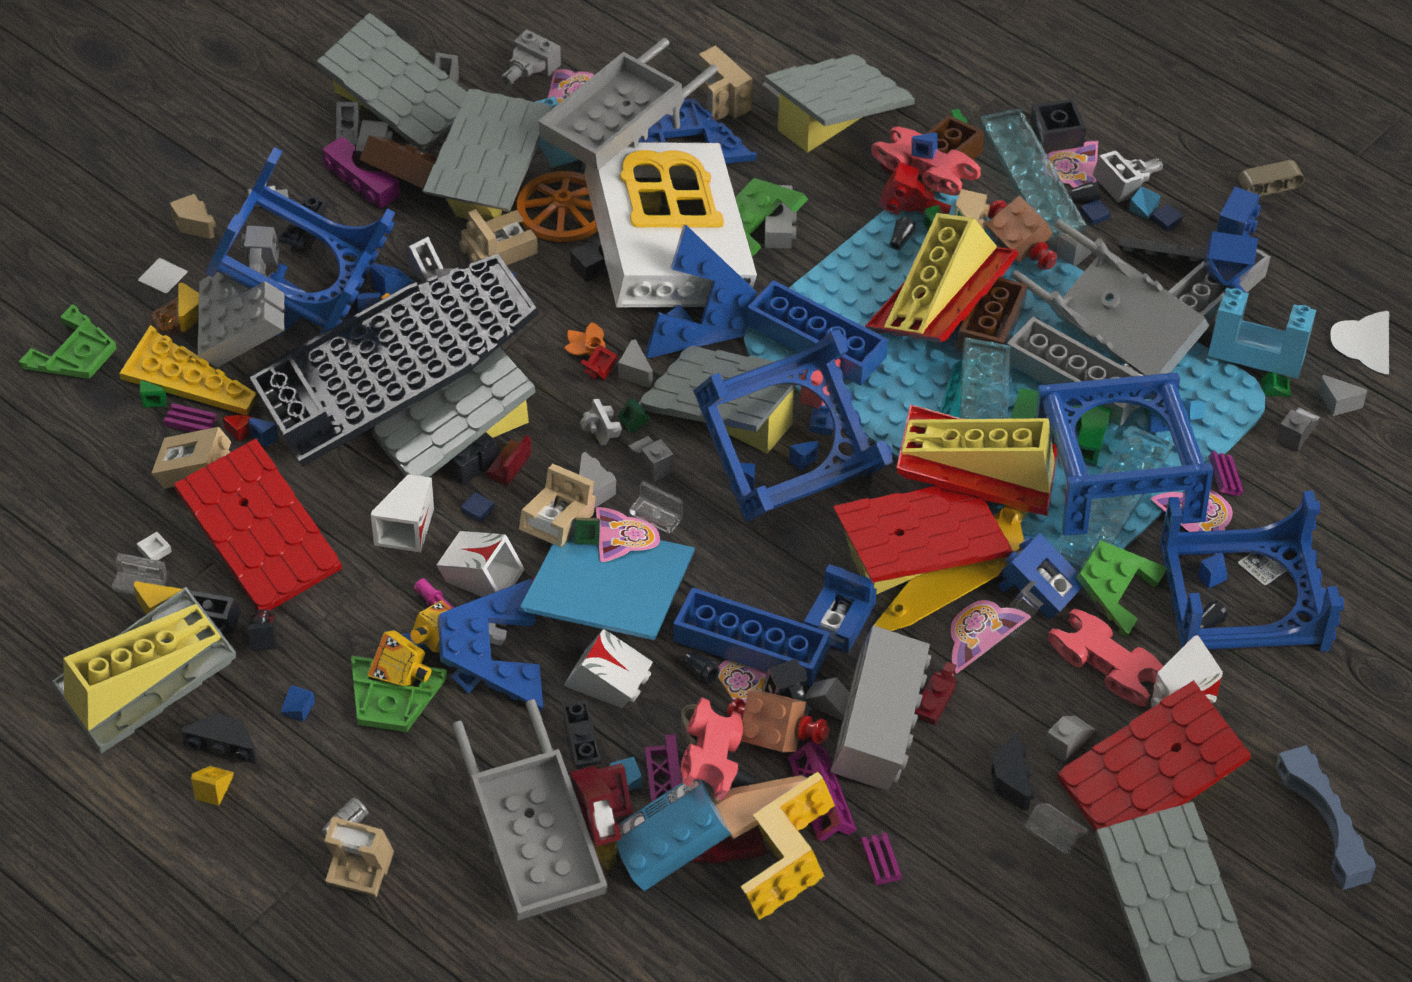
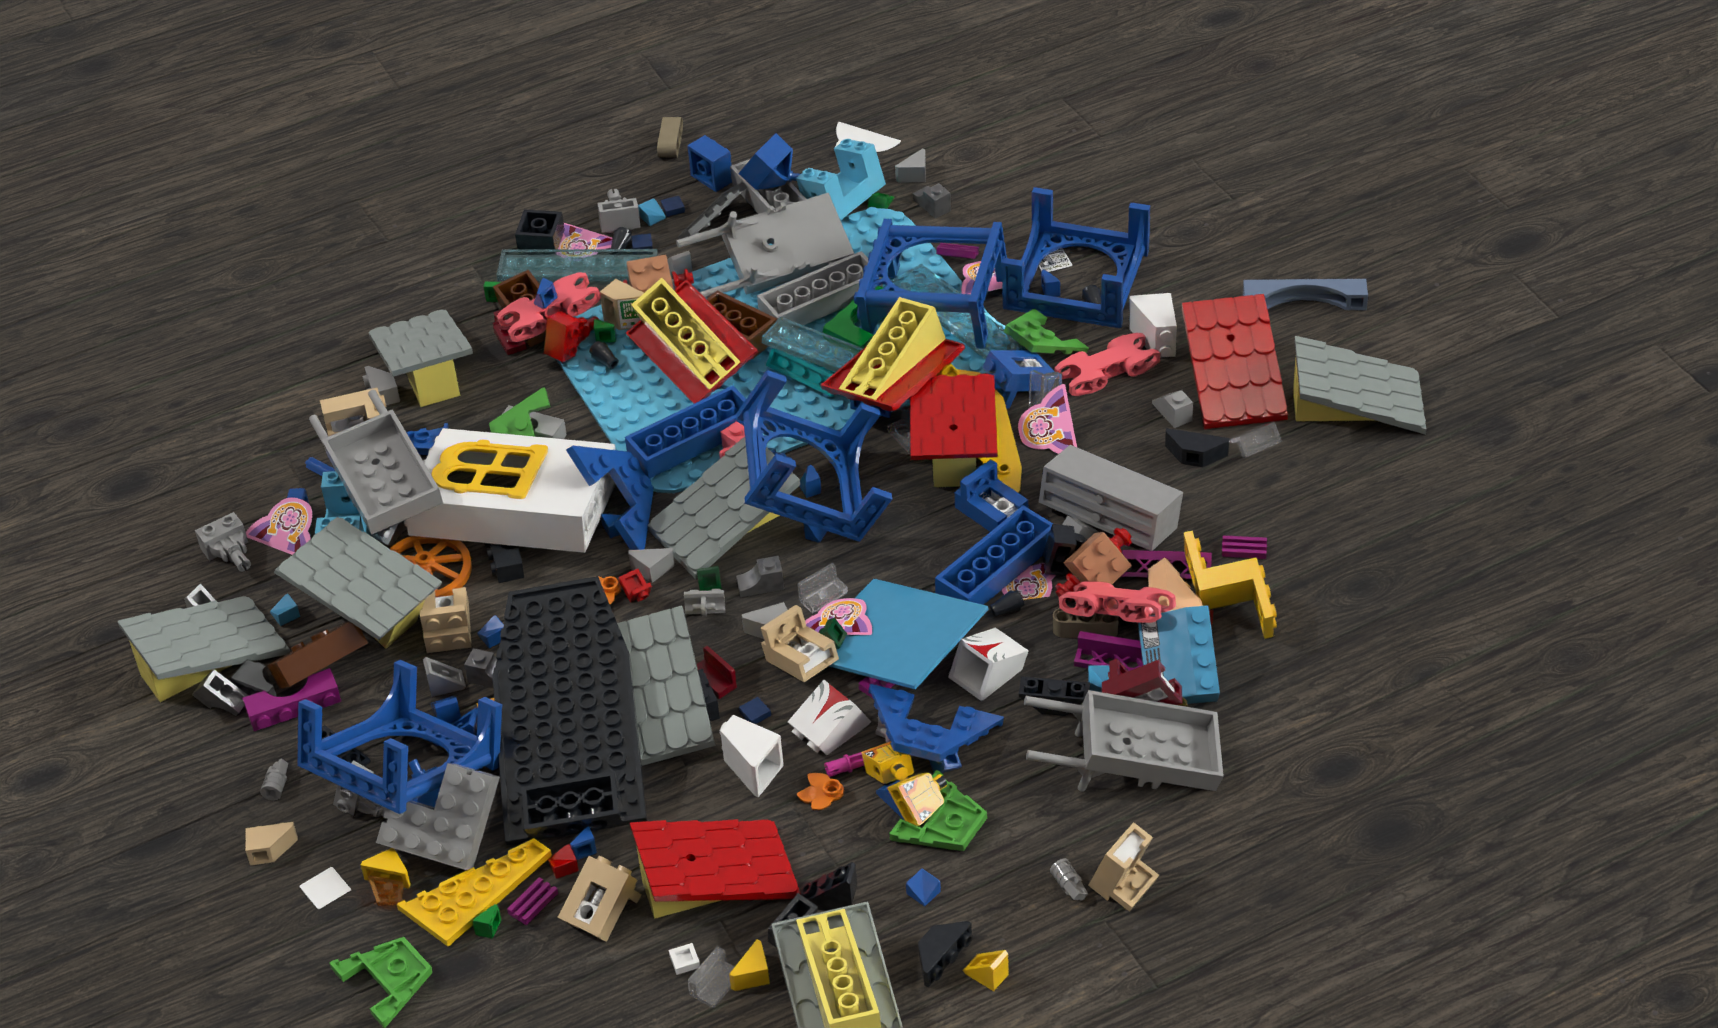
camera: 65 degrees left, 5 degrees down
(393, 590) = (821, 791): none -> orange plate

